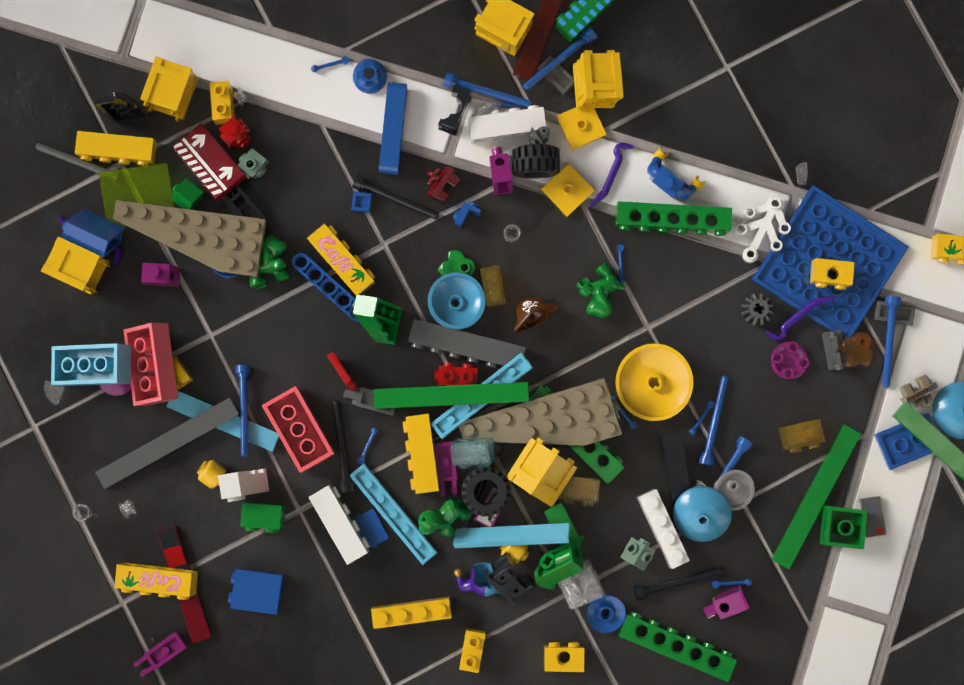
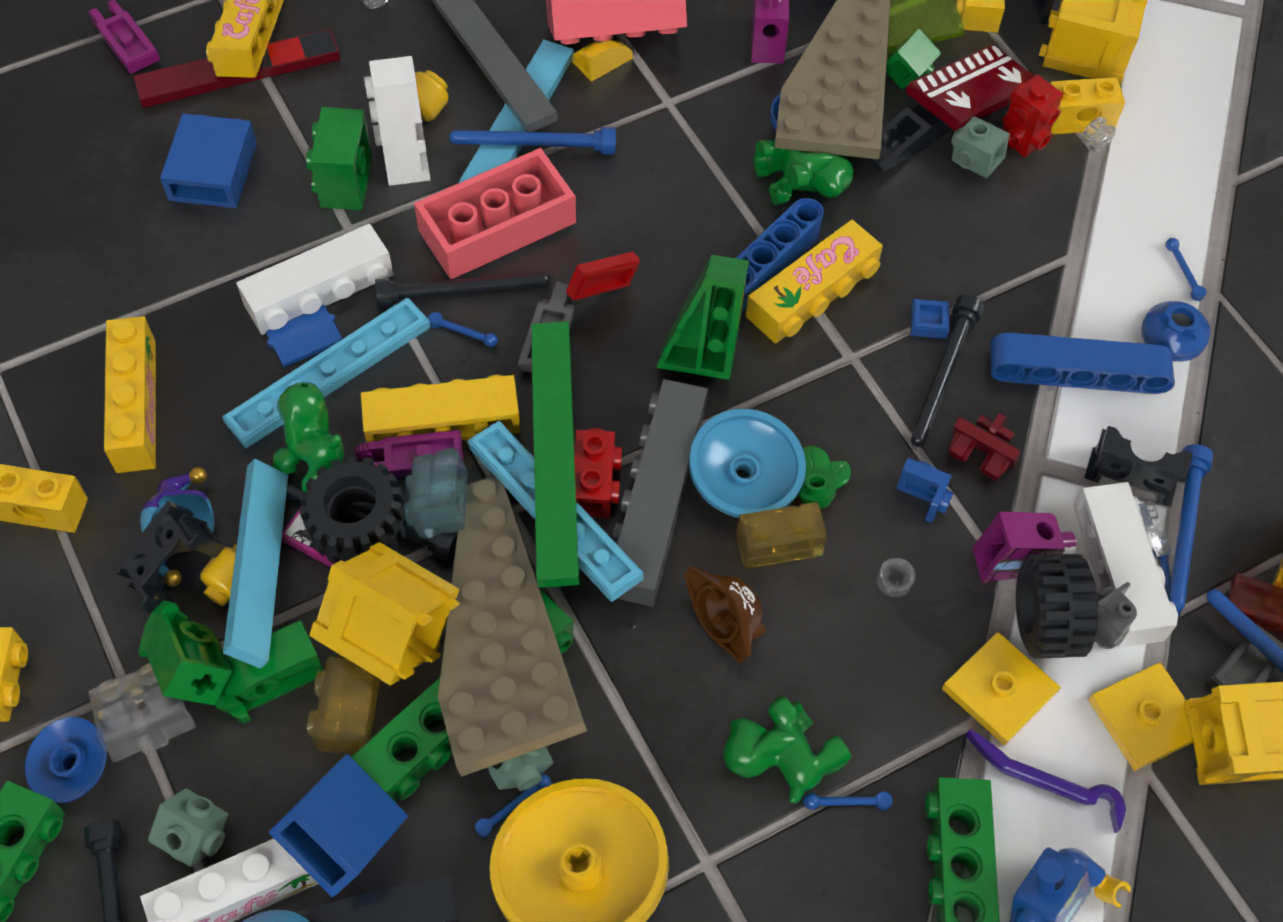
camera: 90 degrees right, 25 degrees down
(642, 485) = (339, 825): none -> blue brick

